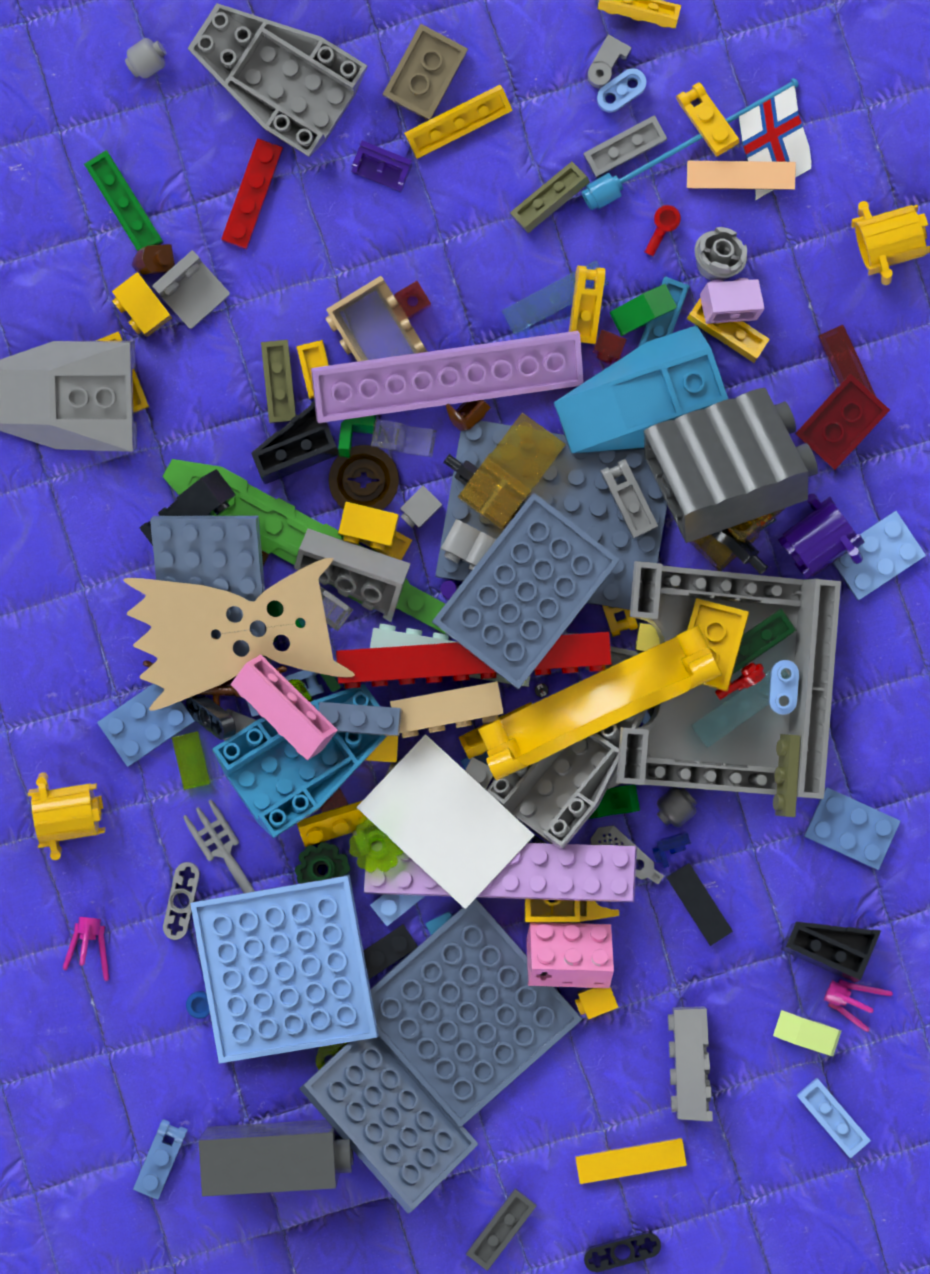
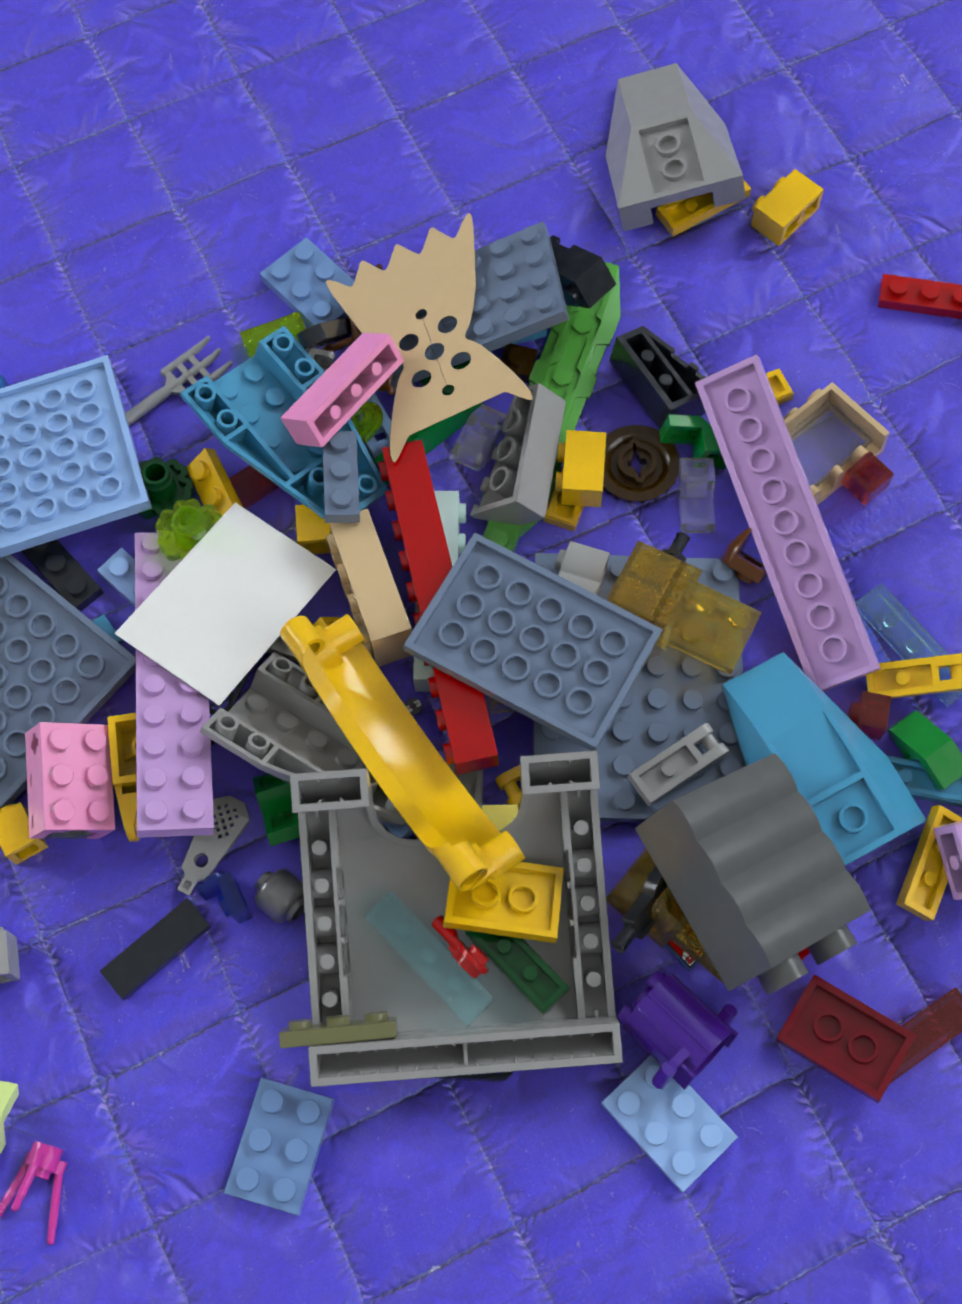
camera: 85 degrees right, 20 degrees down
(64, 813) = (196, 212): yellow container -> none
(88, 929) = (68, 262): dark pink plant -> none
(122, 201) = (895, 179): green tile -> none
(154, 259) = (842, 212): reddish brown plate -> none
(169, 919) = (124, 359): light grey beam -> none
(191, 290) = (819, 248): light grey bracket -> none
(278, 381) = (725, 353): olive plate -> none
(420, 508) = (616, 527): light grey brick -> none
(781, 686) = (460, 1010): light blue plate -> none
(833, 948) = (105, 1139): black wedge -> none

